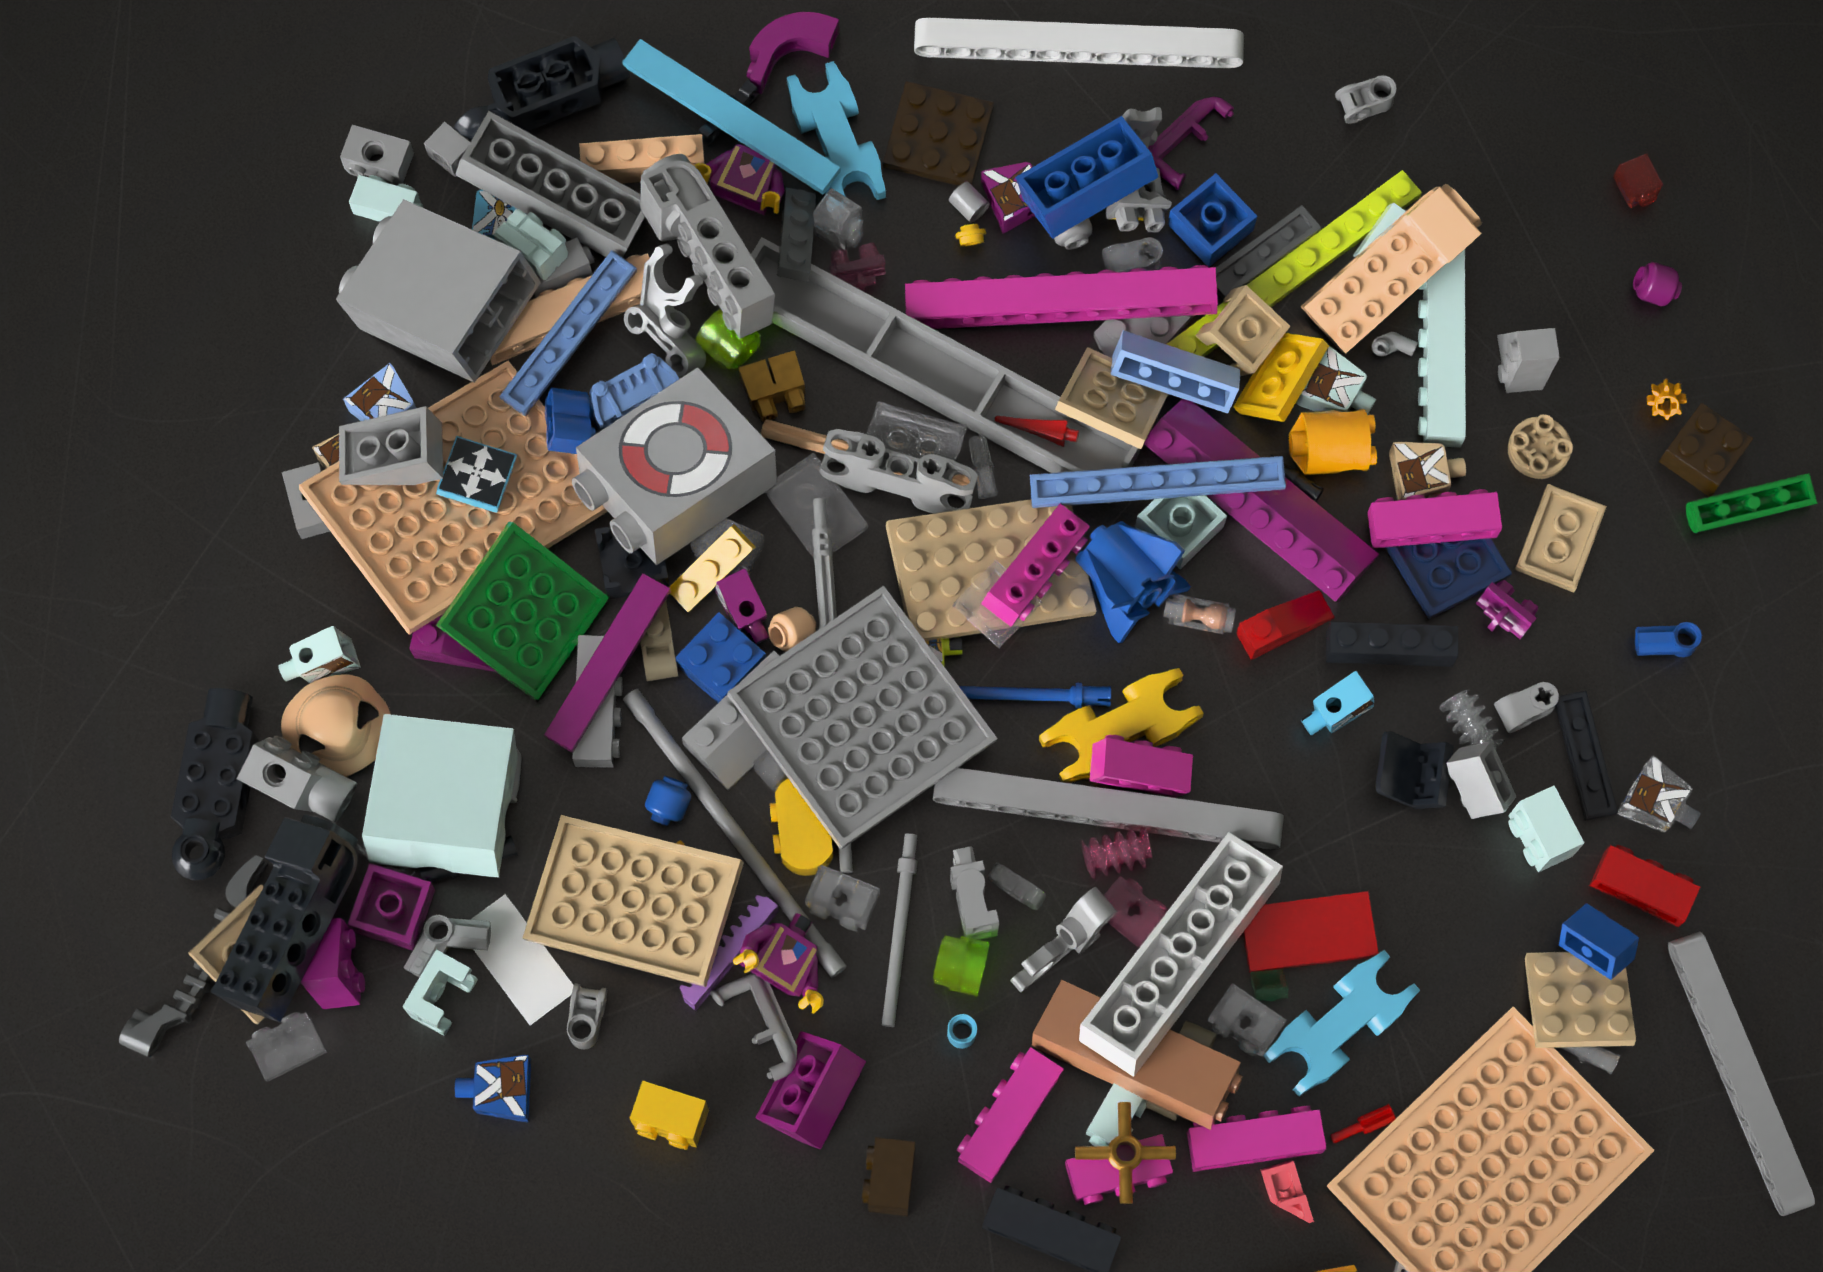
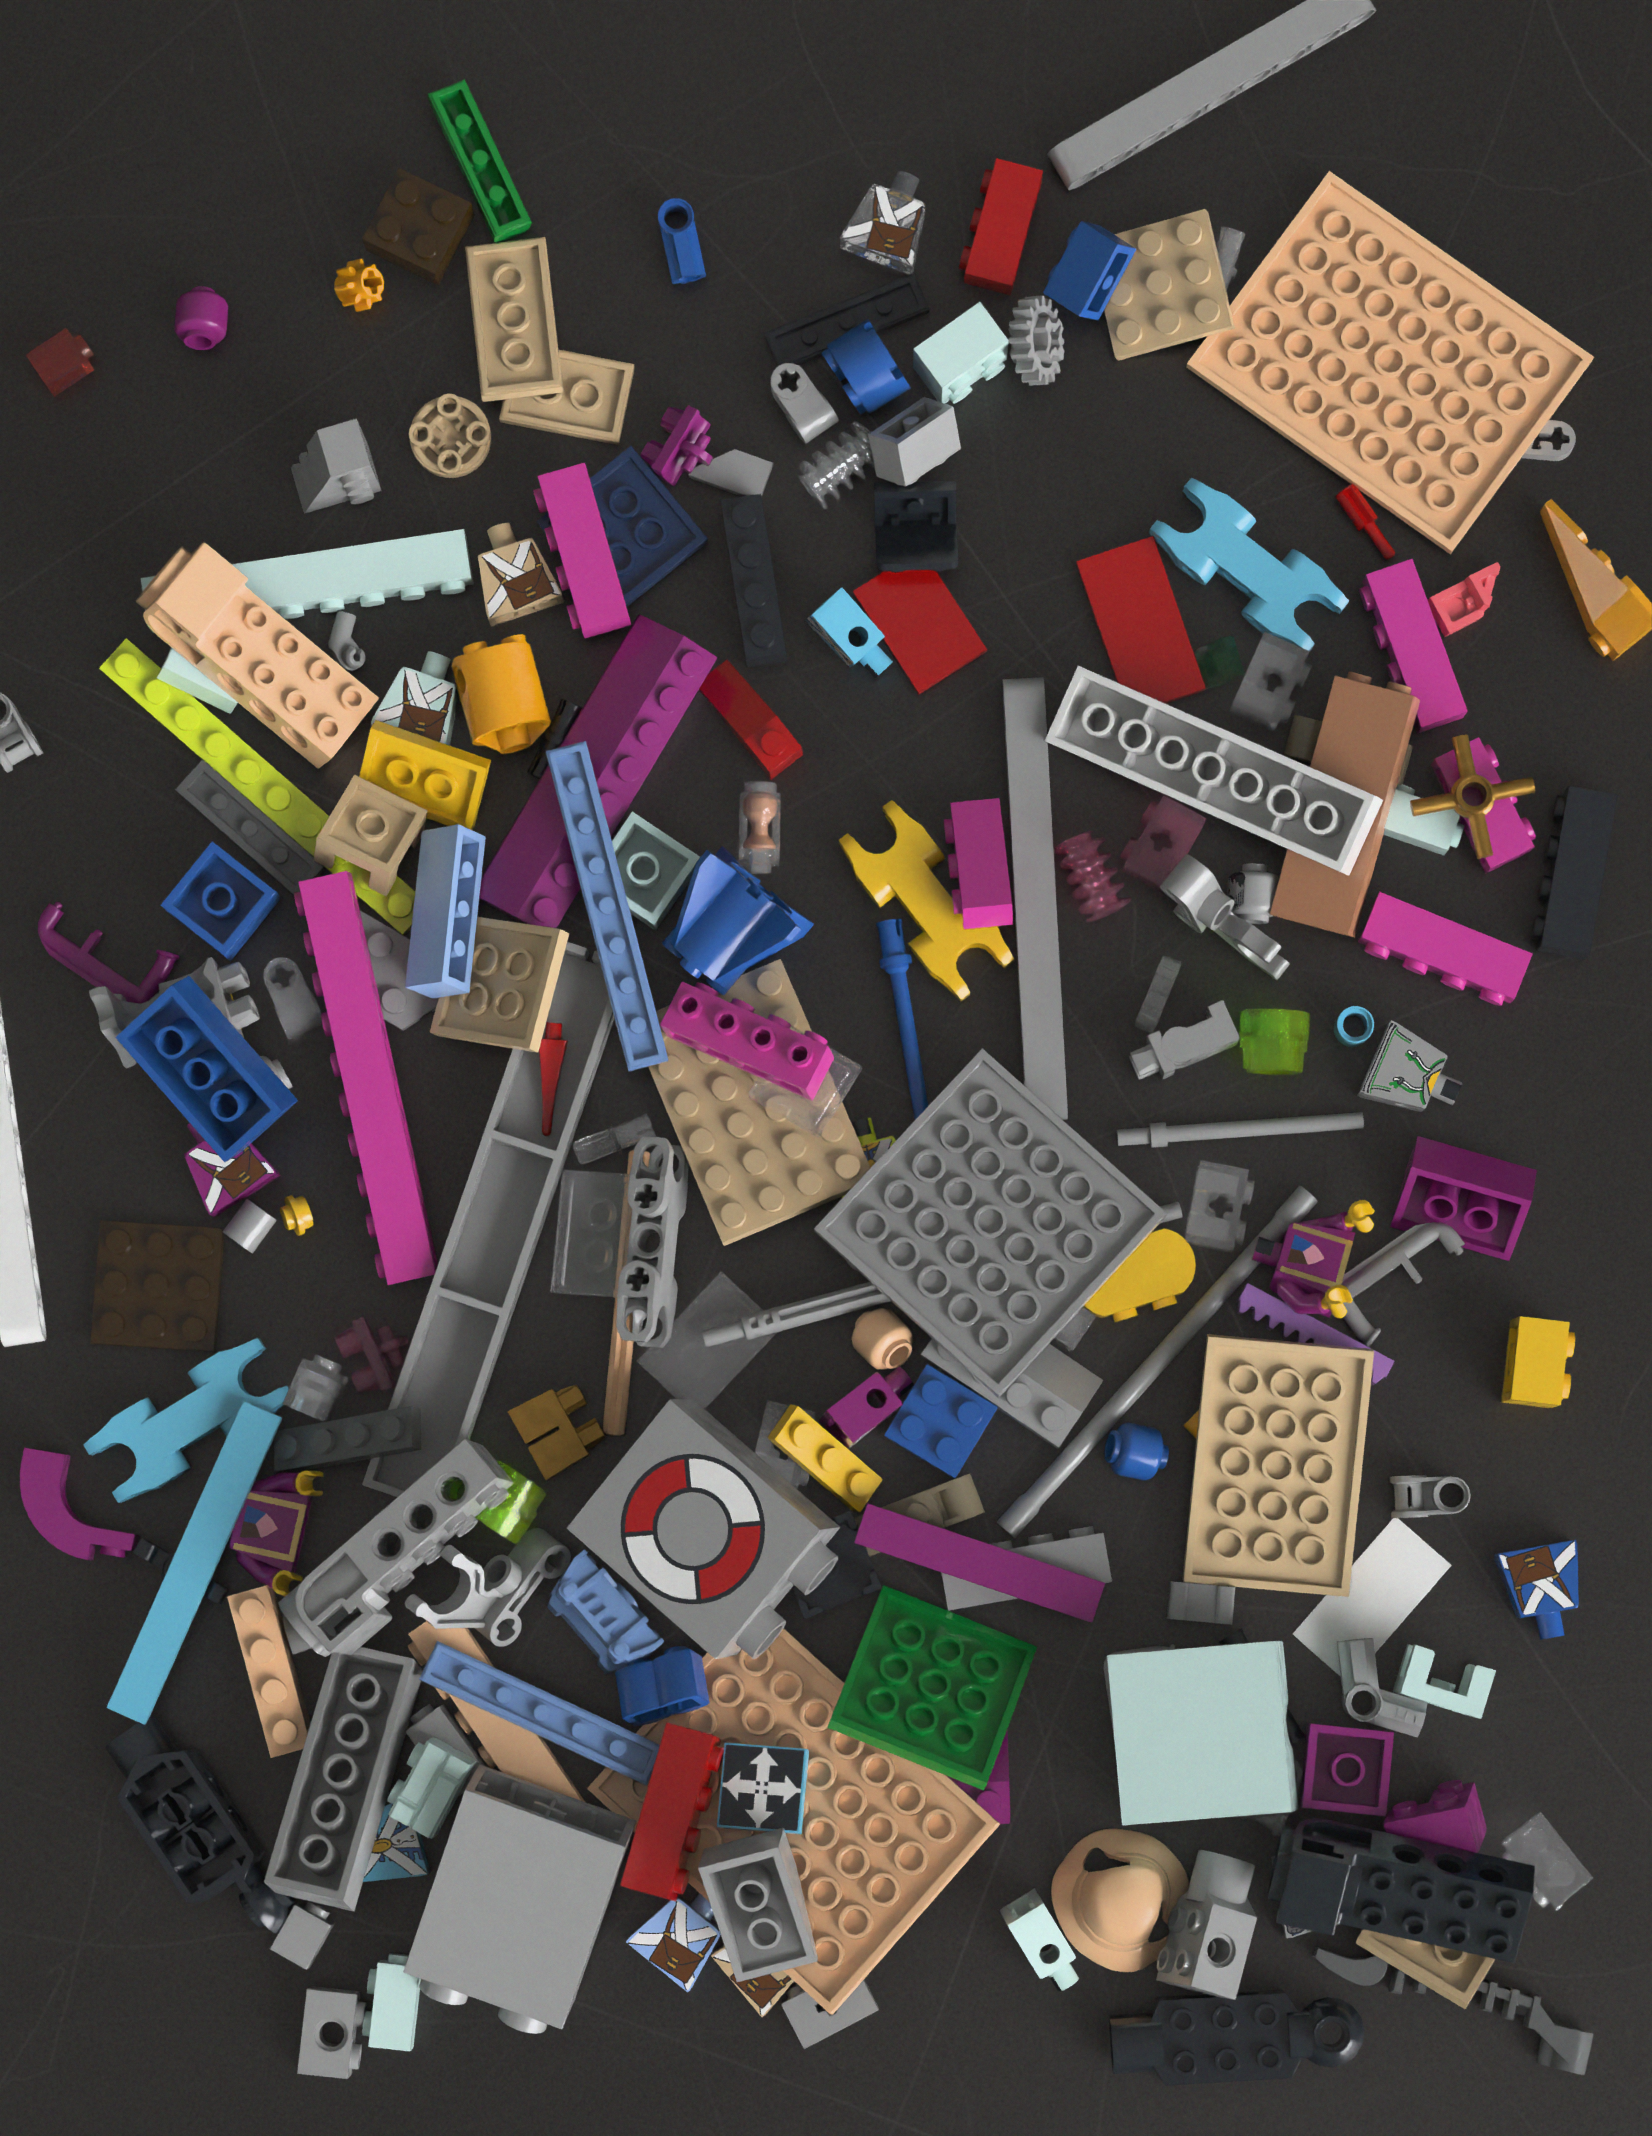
camera: 95 degrees left, 10 degrees up
(474, 407) = (672, 1812): none -> red brick
(542, 826) = (1200, 1602): none -> light grey piece
(890, 1177) = (1555, 1076): dark brown brick -> none
(918, 1065) = (1407, 1072): none -> light grey torso
(1081, 972) = (1252, 892): none -> light grey head
(1336, 764) = (920, 624): none -> red tile
(1478, 650) = (735, 473): none -> light grey tile
(1546, 756) = (868, 367): none -> blue brick
(1548, 889) = (1036, 340): none -> light grey gear
(1623, 507) = (513, 319): none -> tan tile

